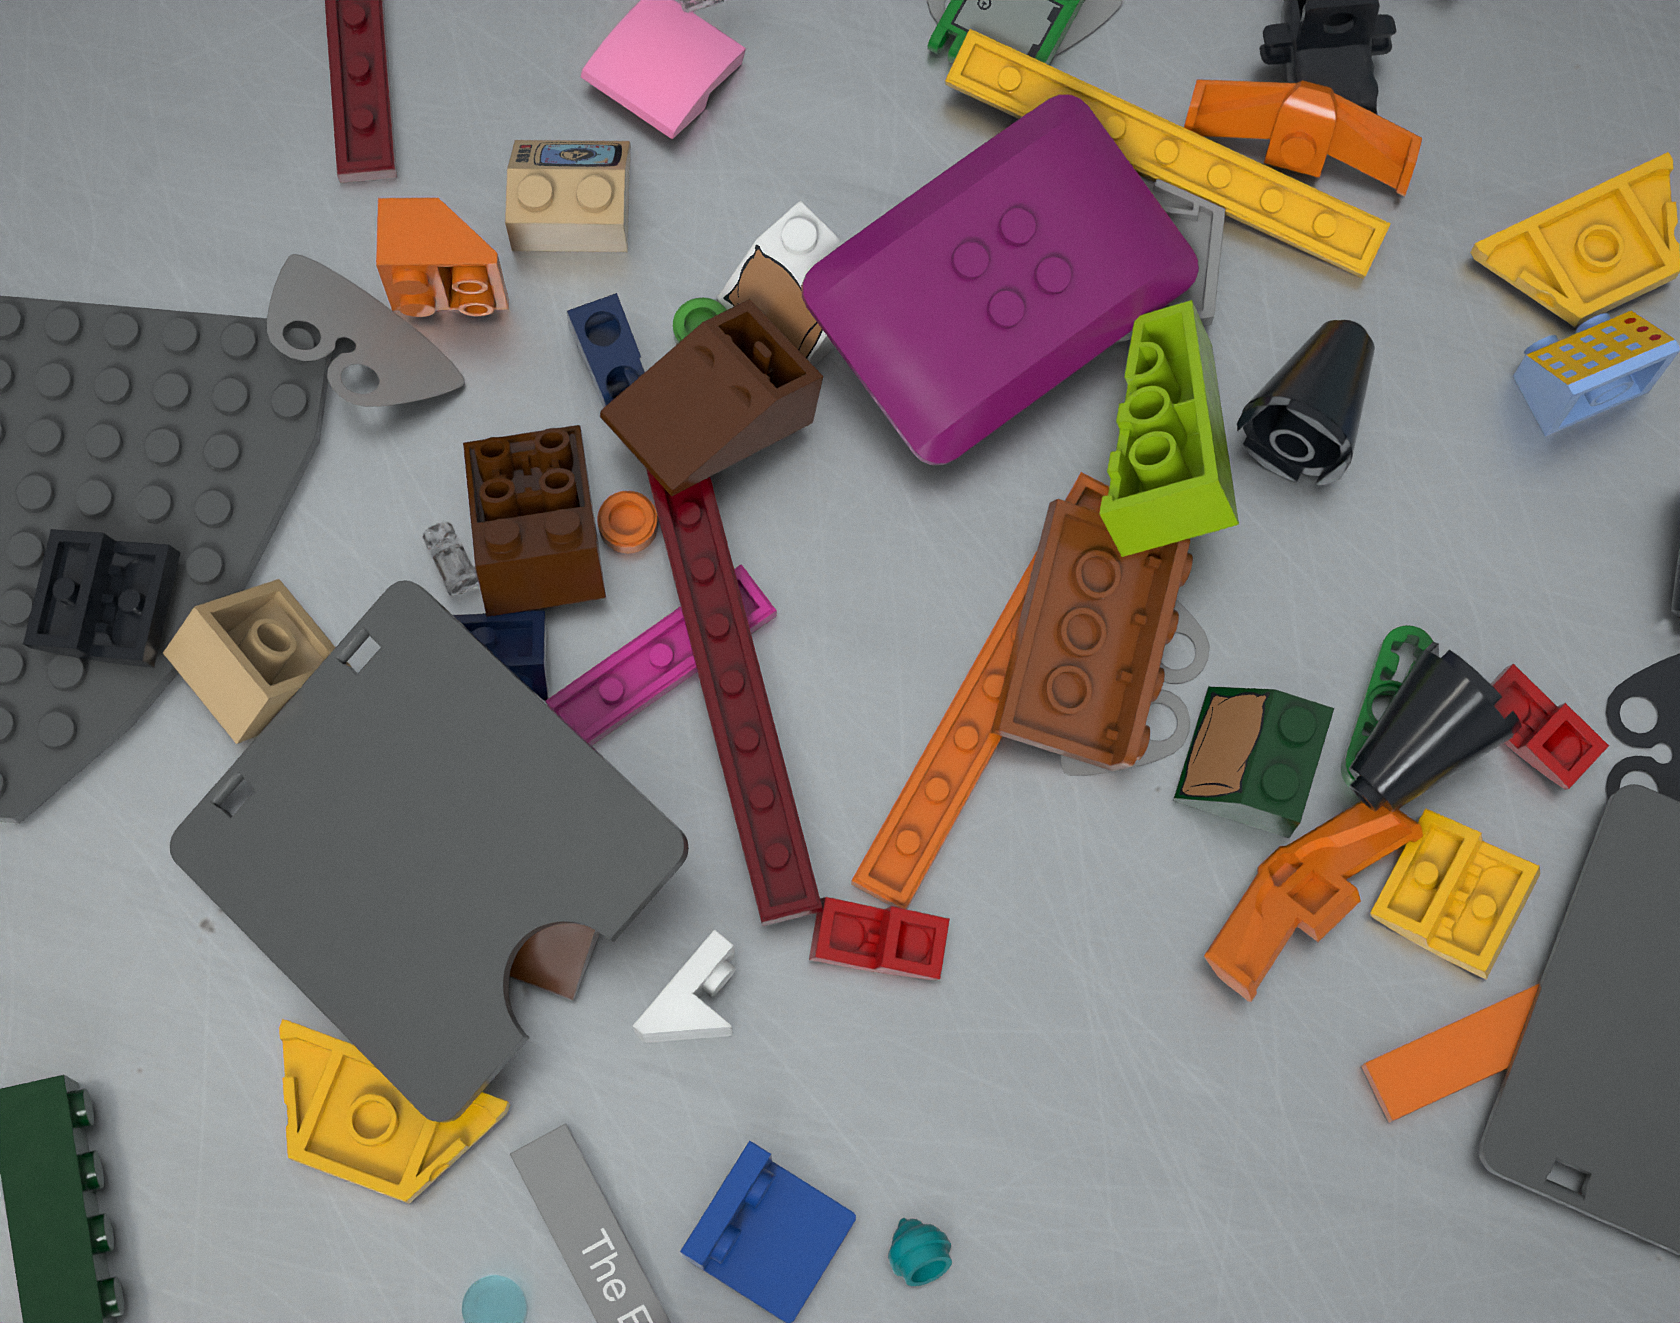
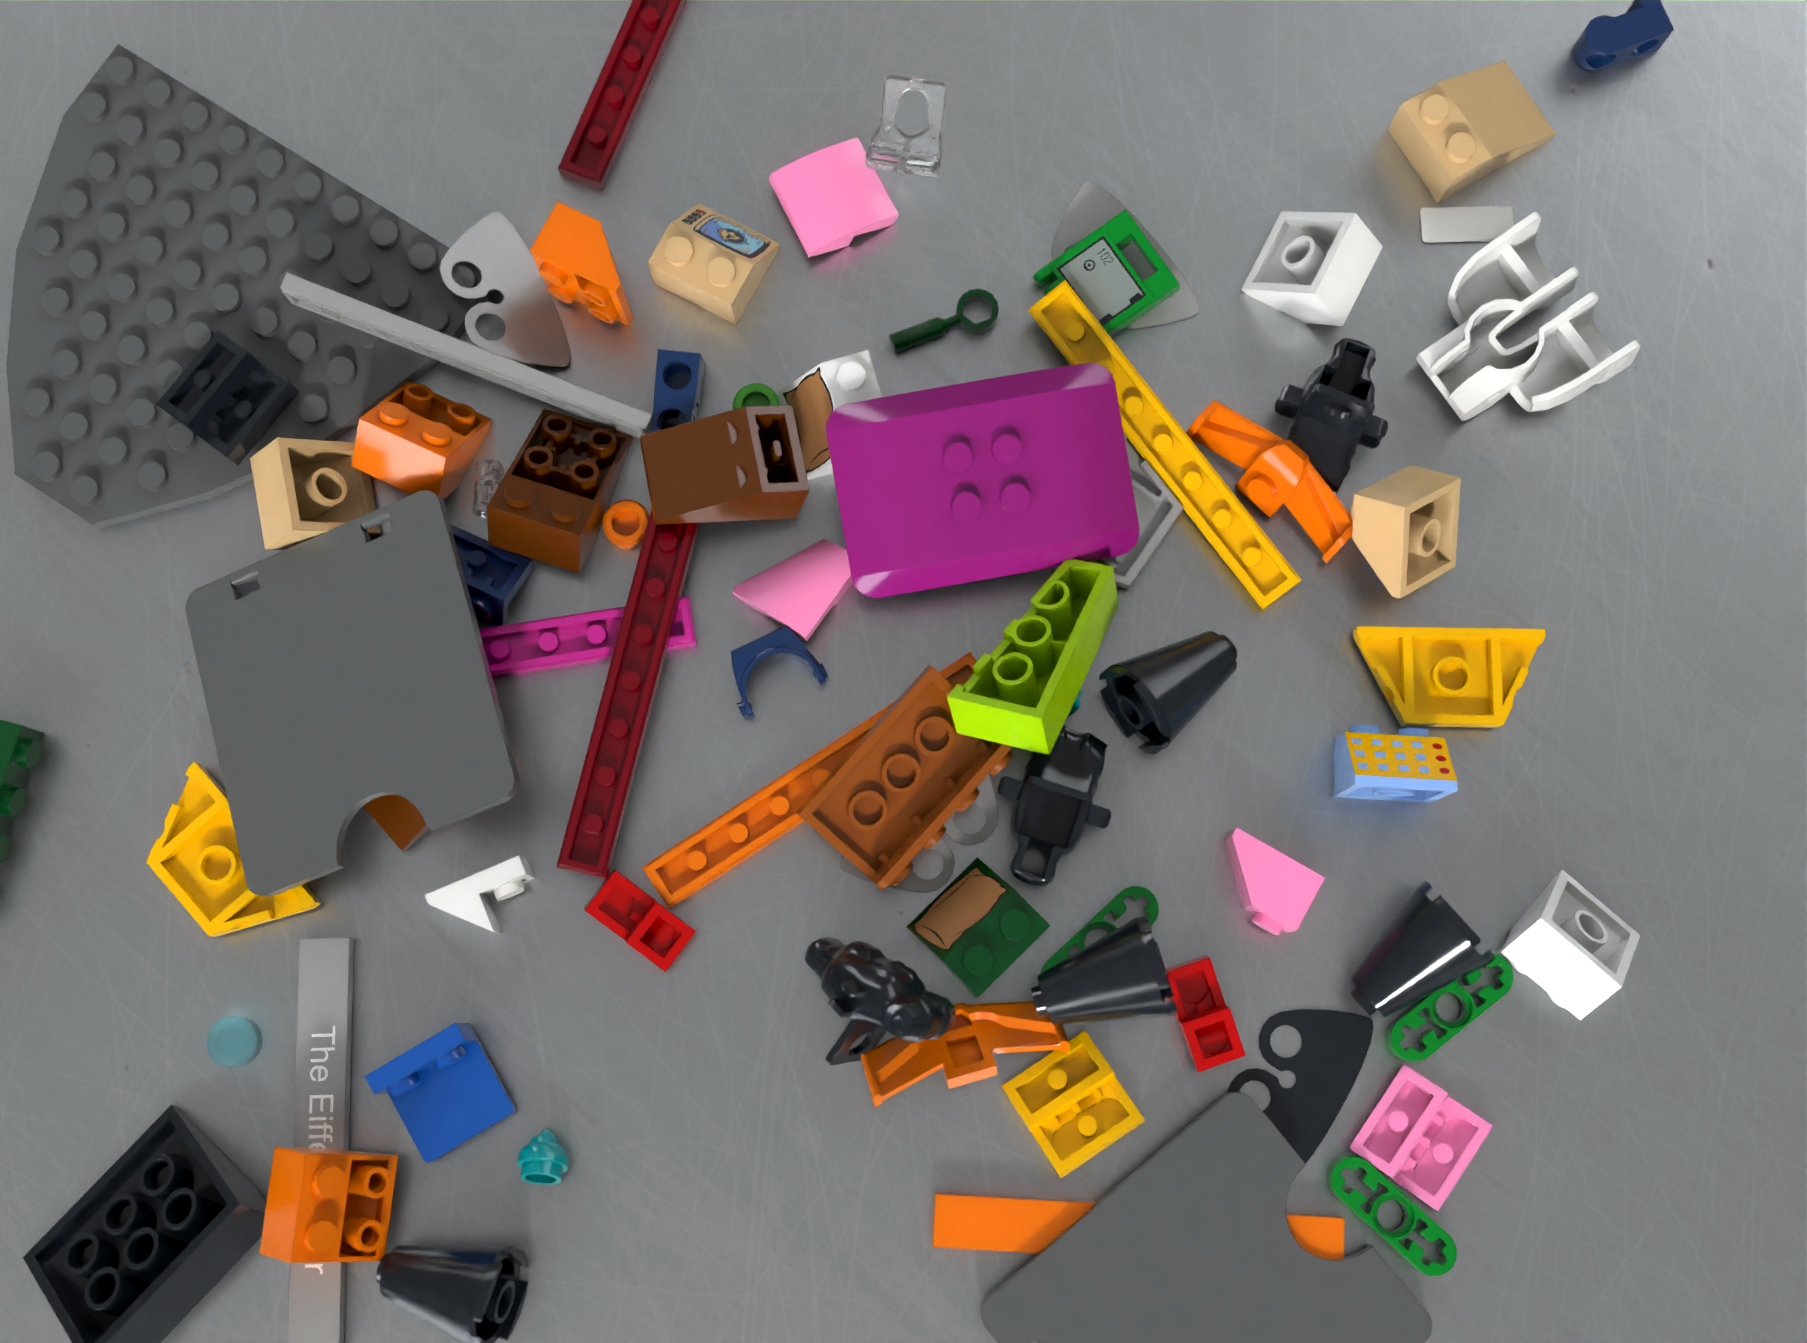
camera: 30 degrees right, 5 degrees up
(345, 541) = (419, 440): none -> orange slope
(355, 421) = (466, 356): none -> light grey tile
(845, 592) = (778, 641): none -> dark blue helmet
(853, 146) = (938, 326): none -> dark green piece
(858, 494) = (800, 587): none -> bright pink slope
(1189, 878) = (876, 997): none -> black piece
(1263, 585) = (1054, 804): none -> black piece
(1472, 112) = (1408, 527): none -> tan slope
(1532, 552) = (1271, 883): none -> bright pink slope

